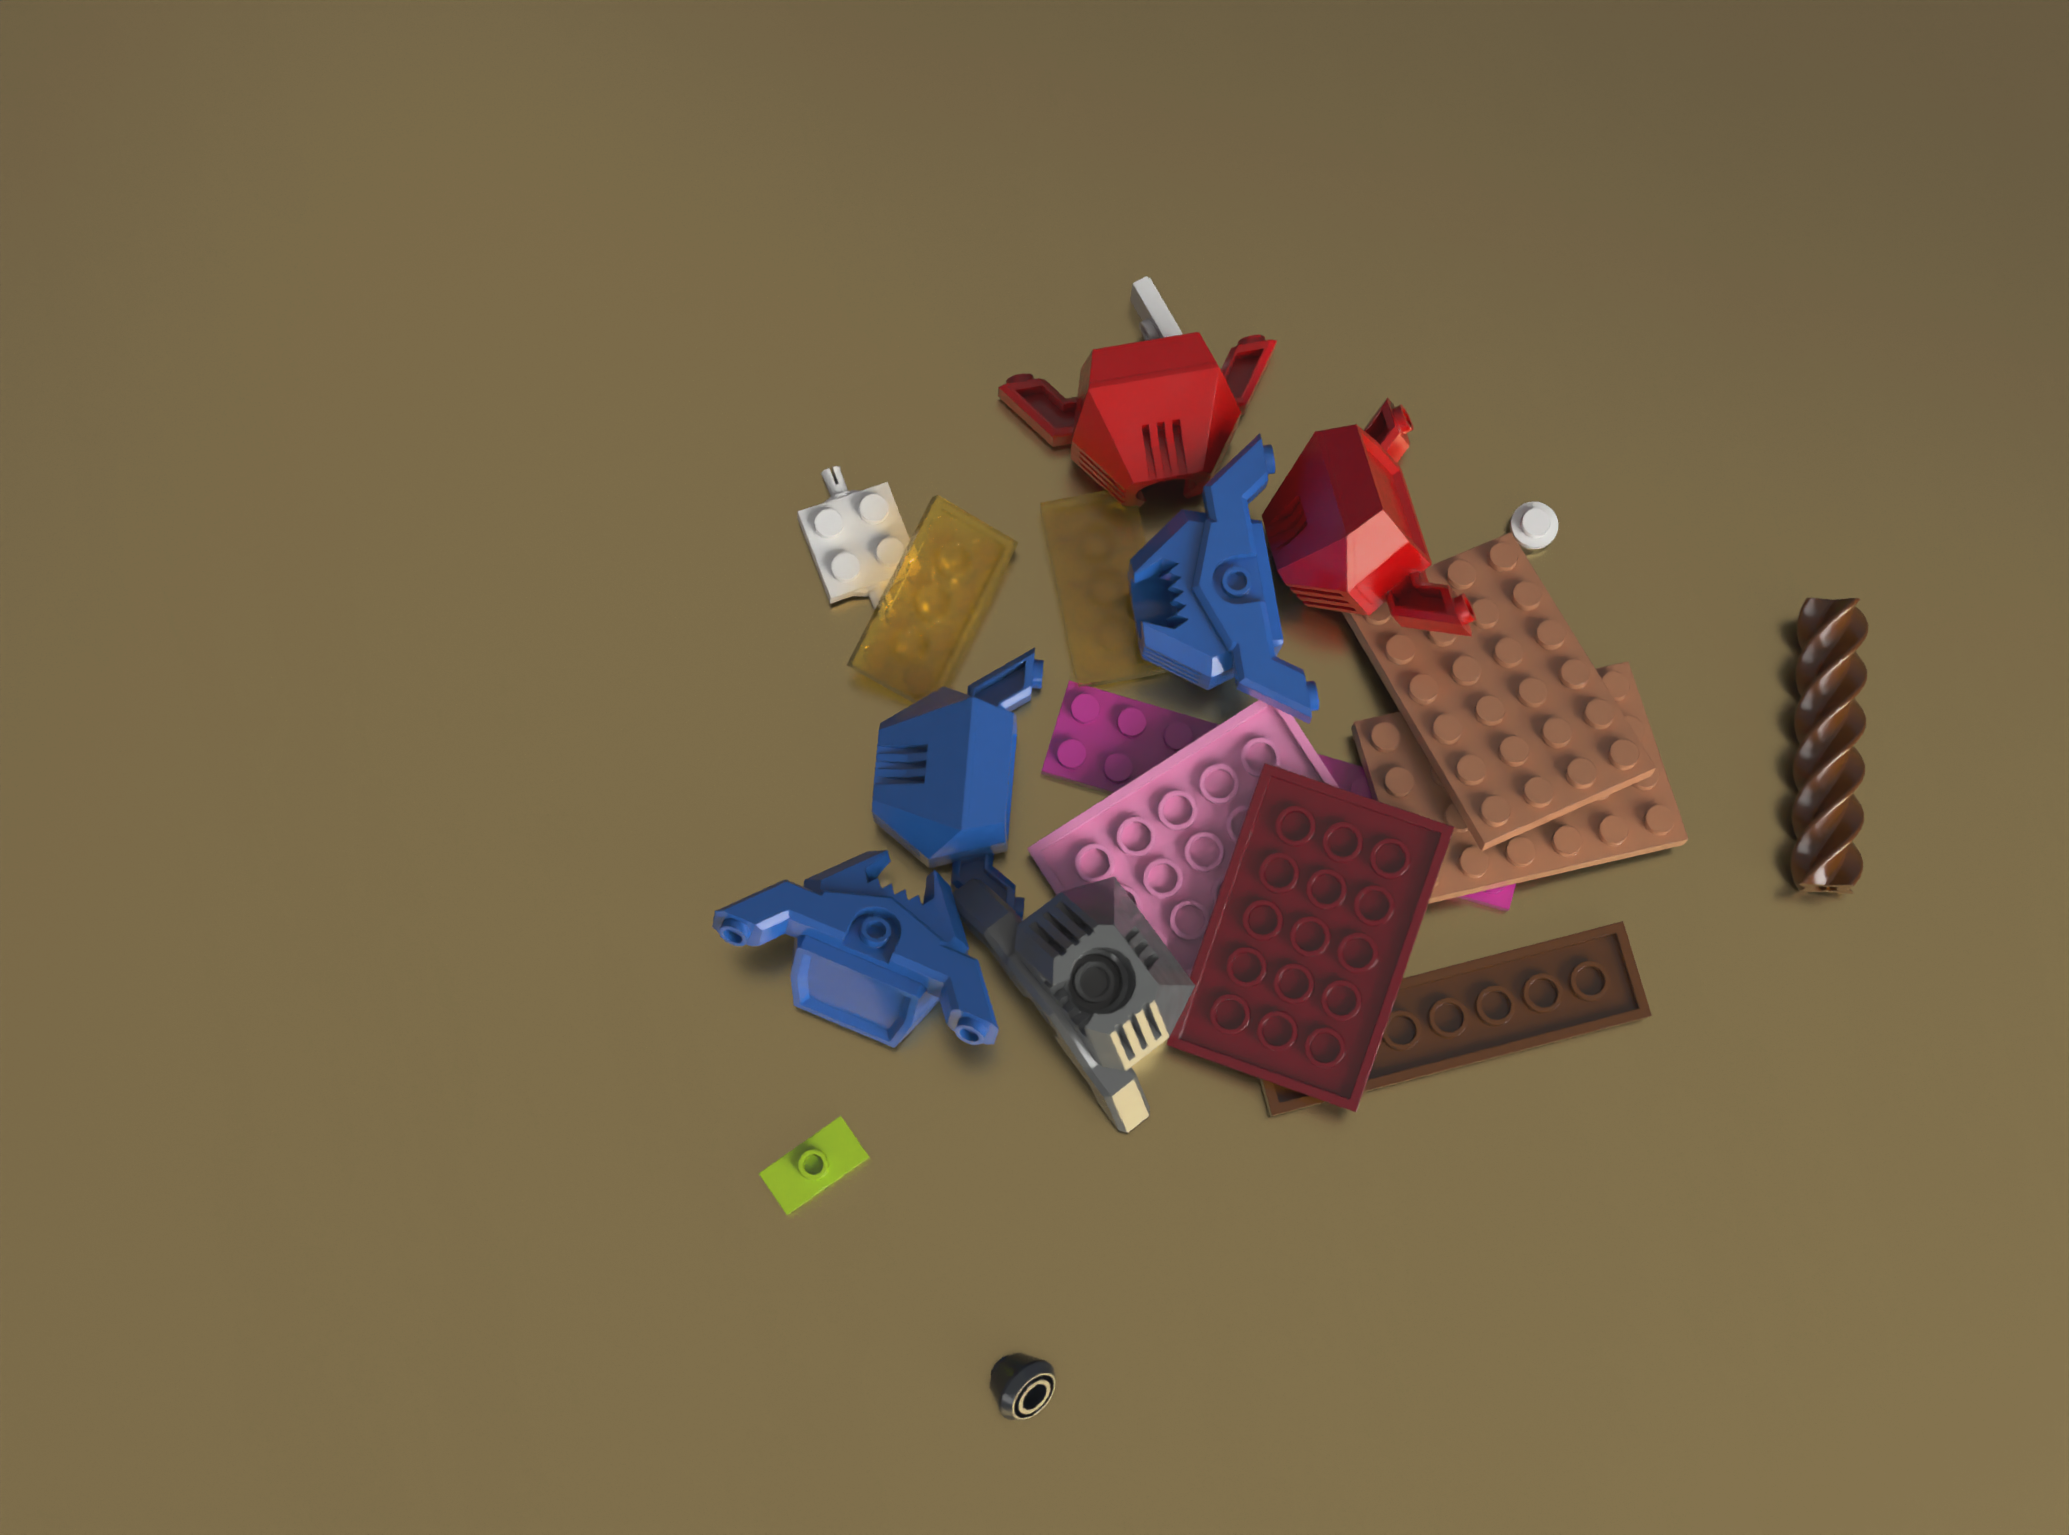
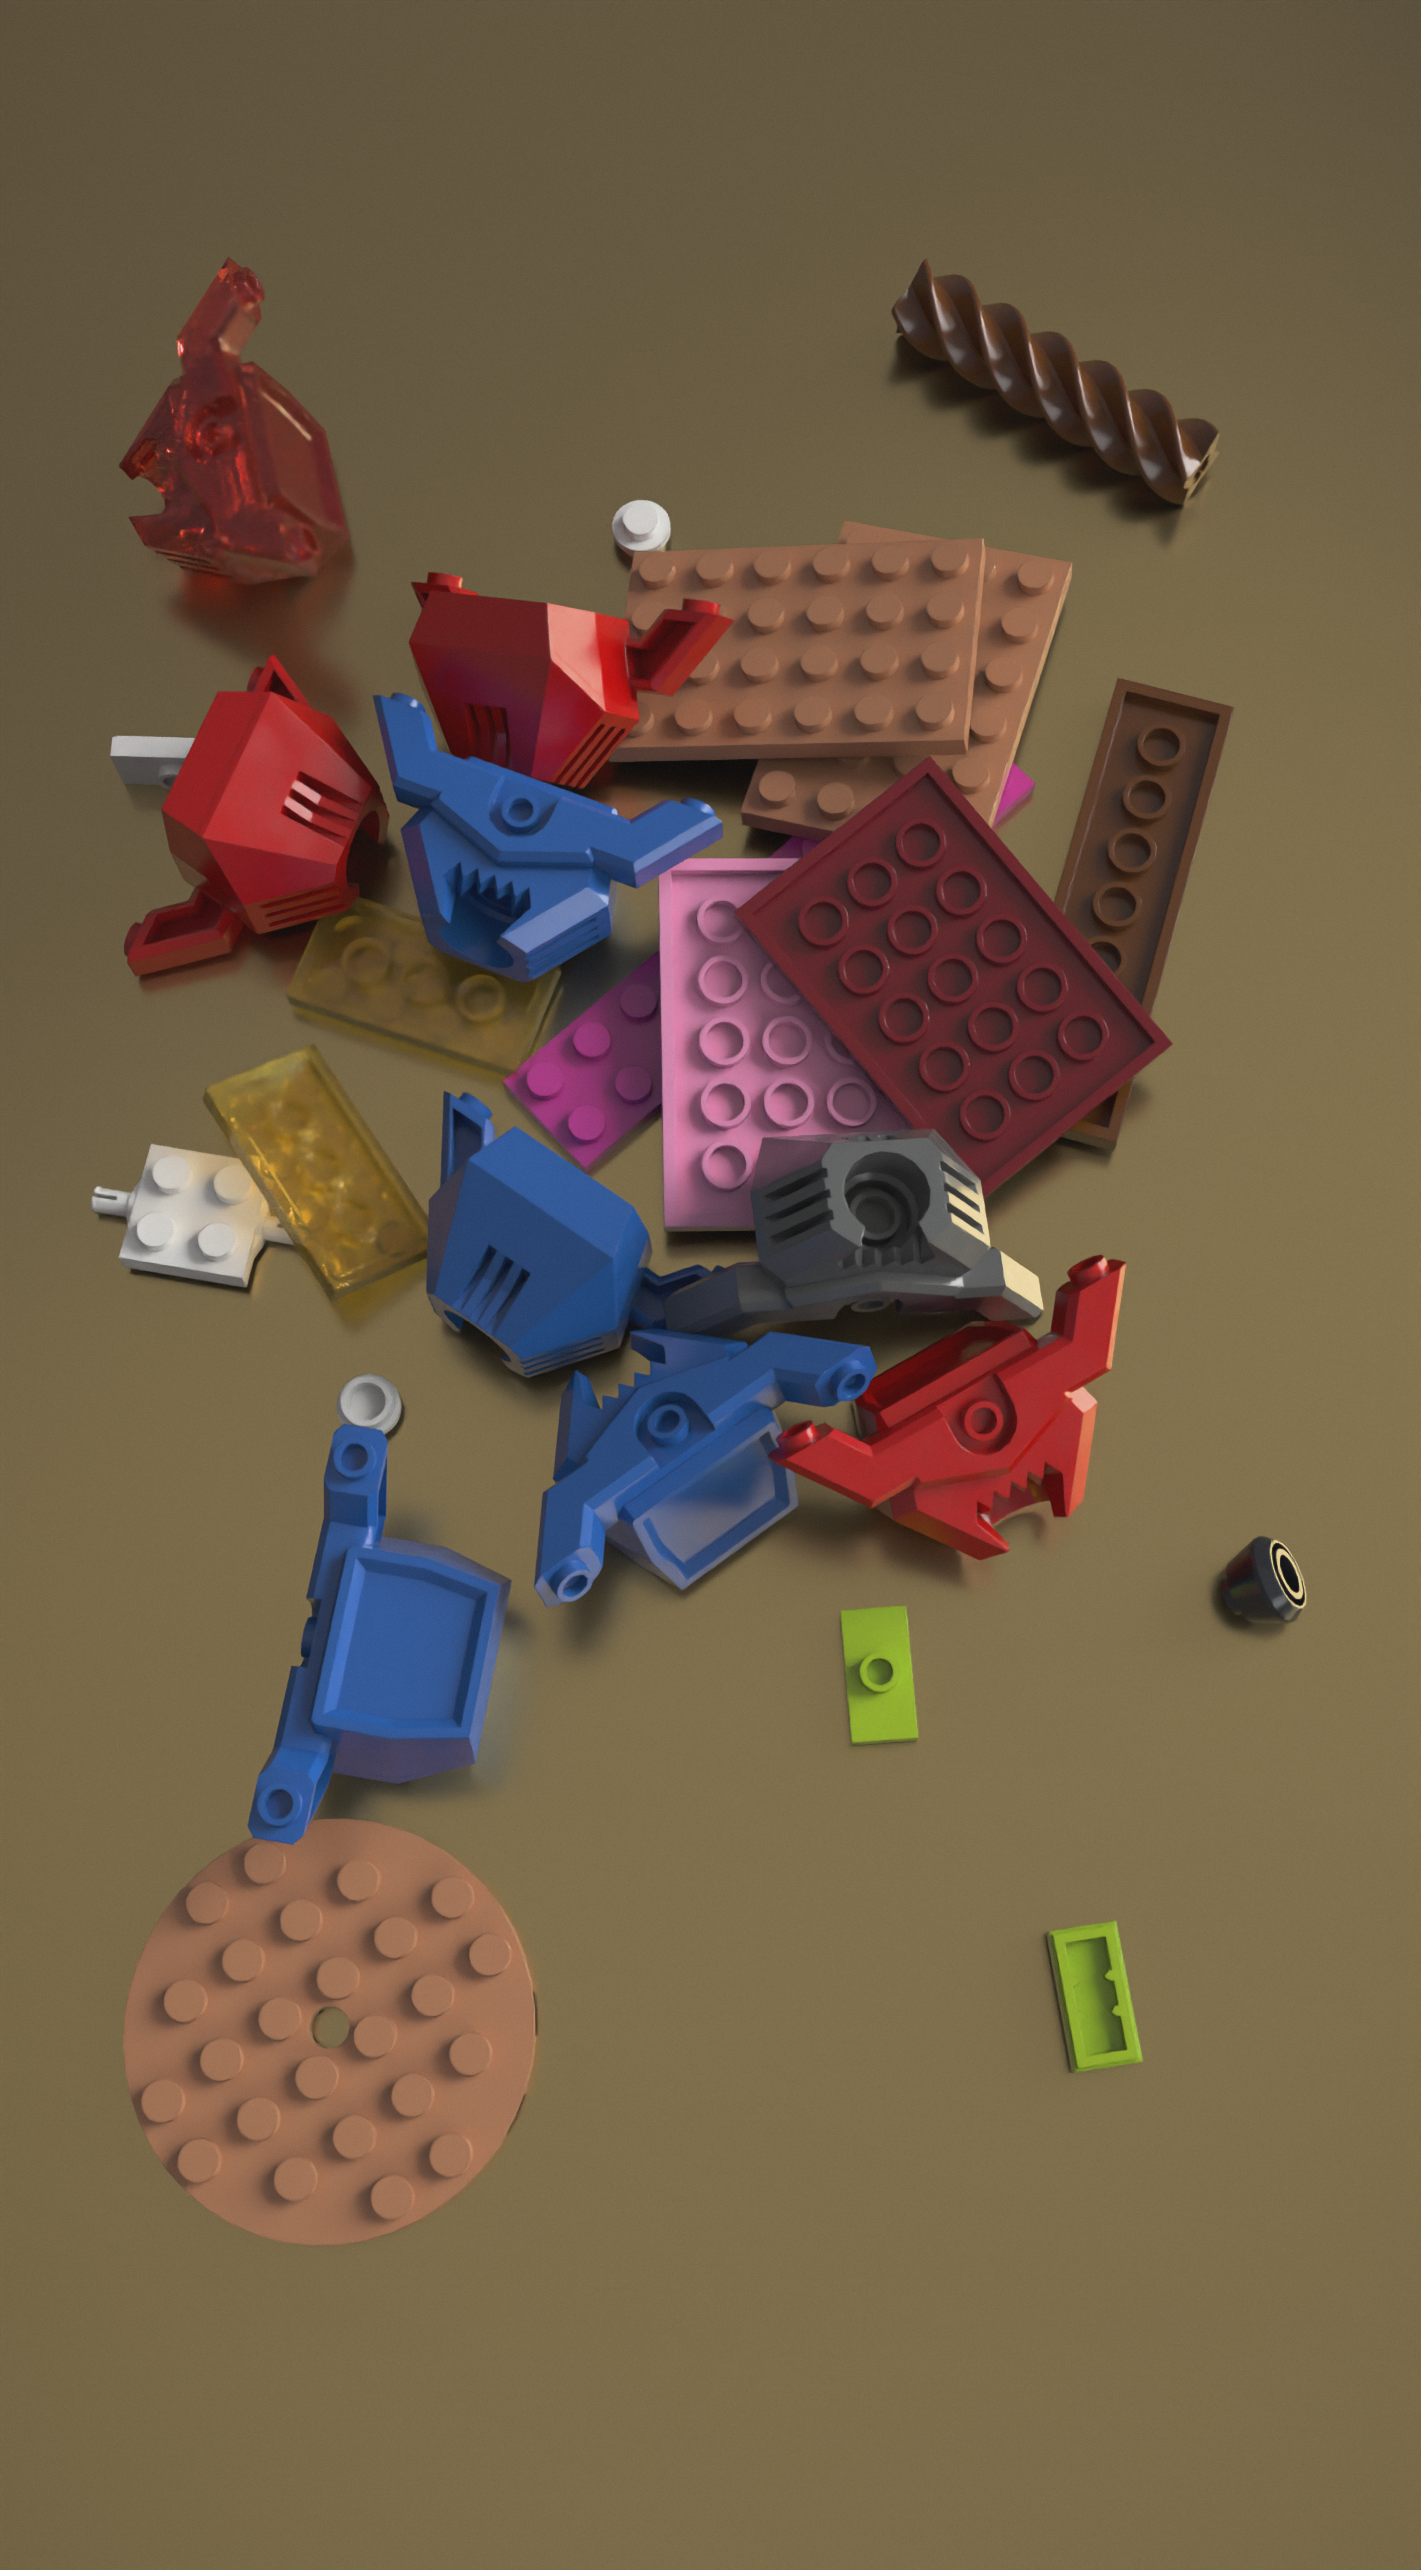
camera: 50 degrees left, 5 degrees down
(406, 1027) = (351, 2134): none -> nougat plate
(632, 846) = (390, 1656): none -> blue helmet
(685, 1423) = (1094, 1997): none -> lime plate
(797, 731) = (369, 1403): none -> white plate
(1002, 1126) = (976, 1421): none -> red helmet
(1398, 229) = (235, 455): none -> clear red helmet

